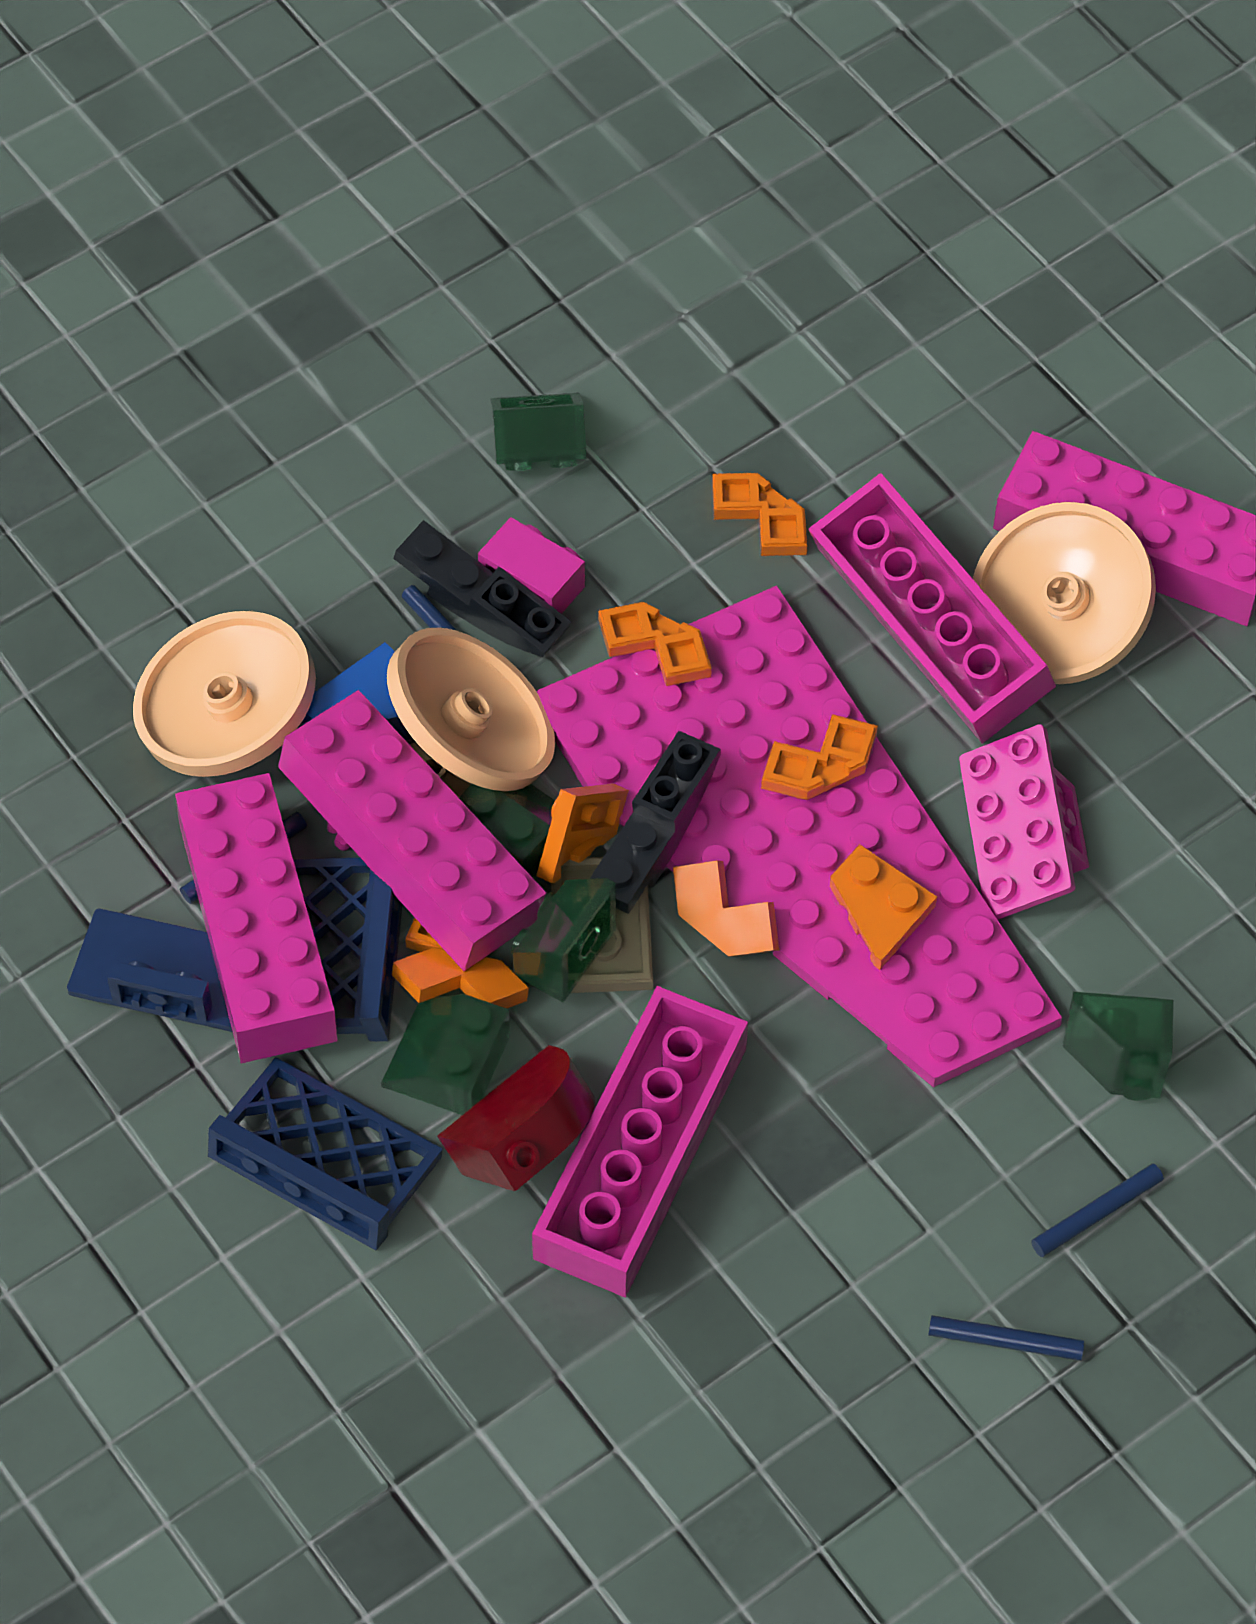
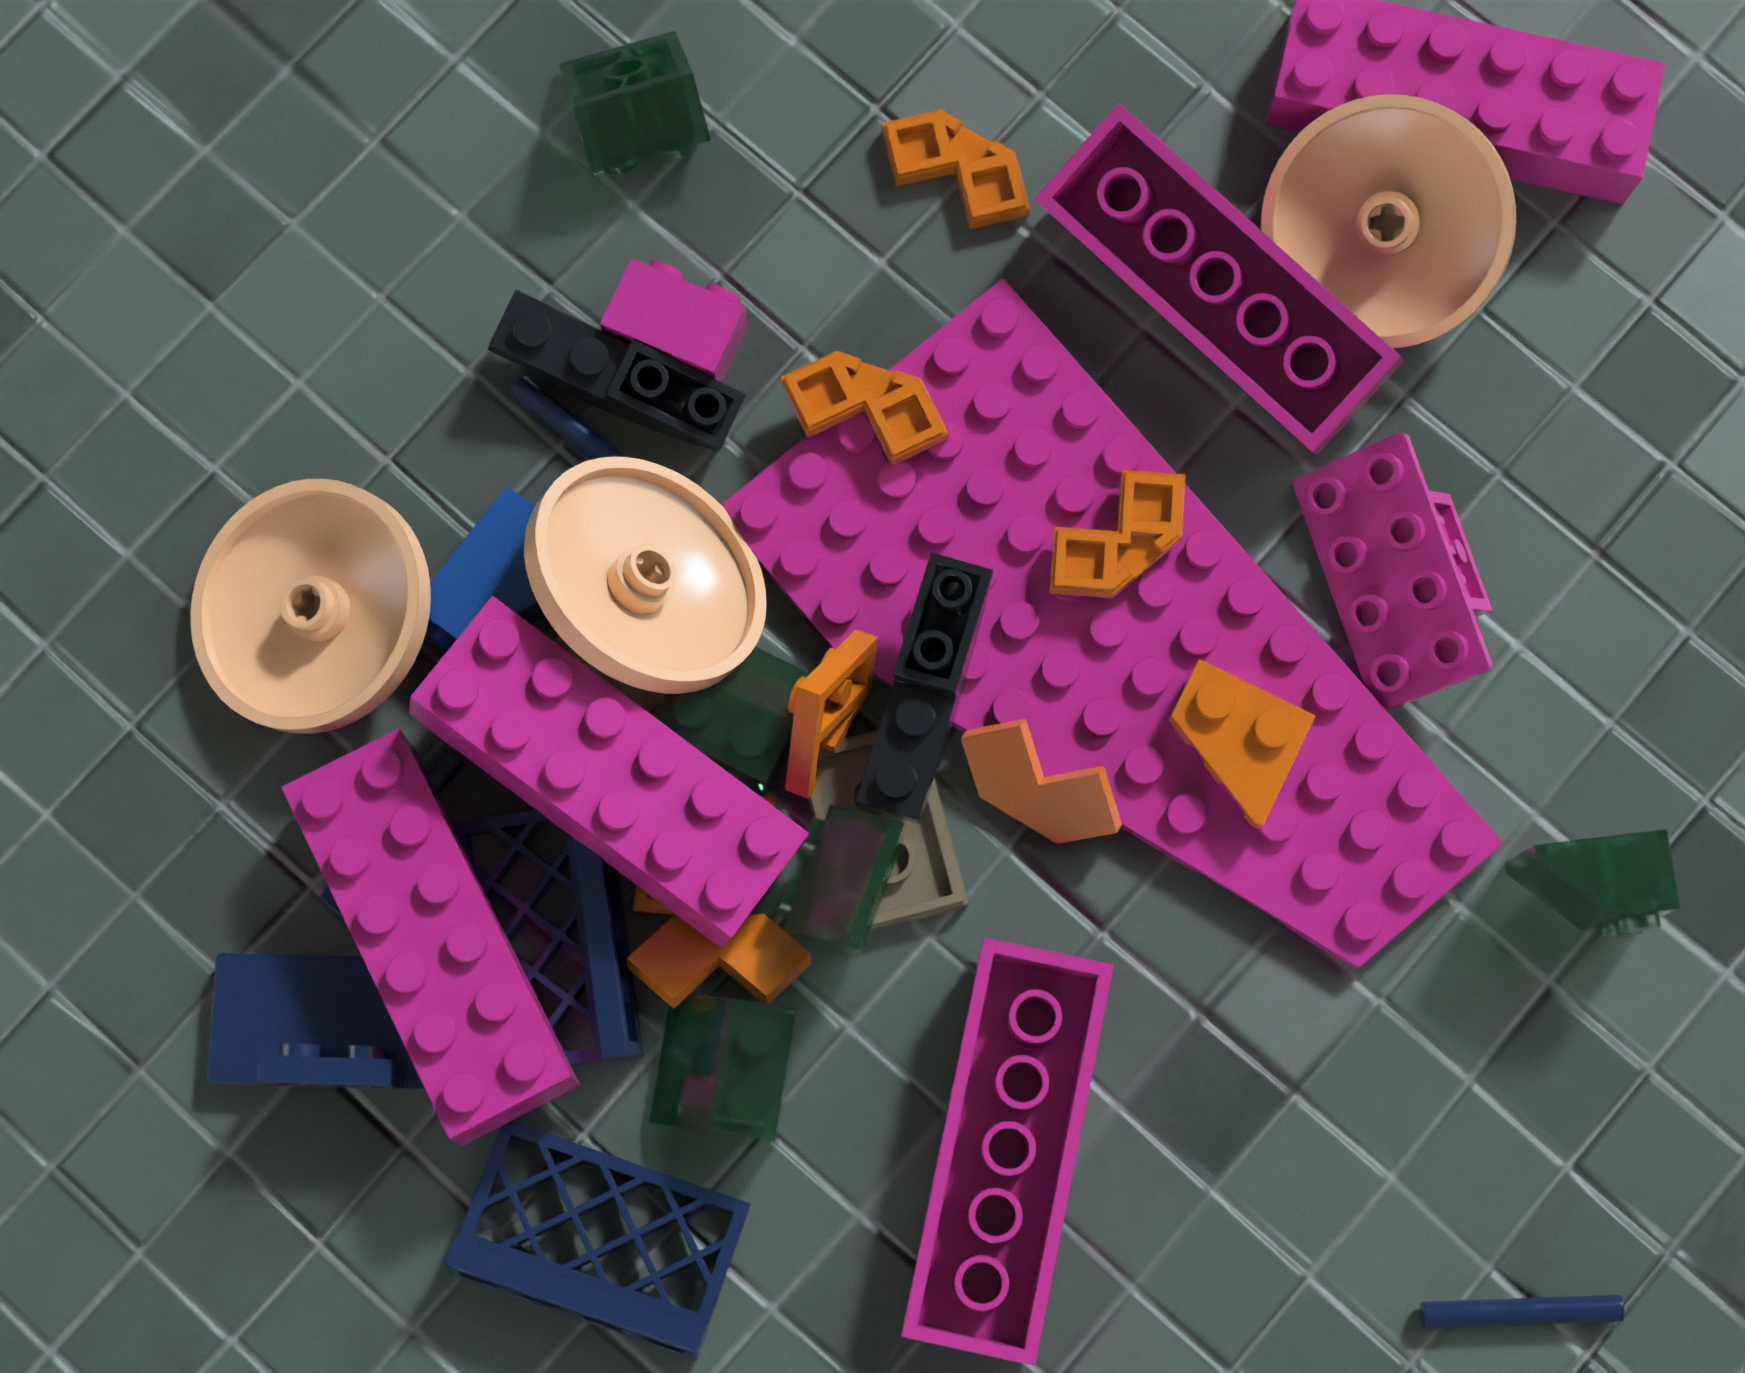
camera: 10 degrees left, 20 degrees up
(522, 1122) = (854, 1165): dark red brick -> none
(1097, 1210) = (1600, 1105): dark blue bar -> none

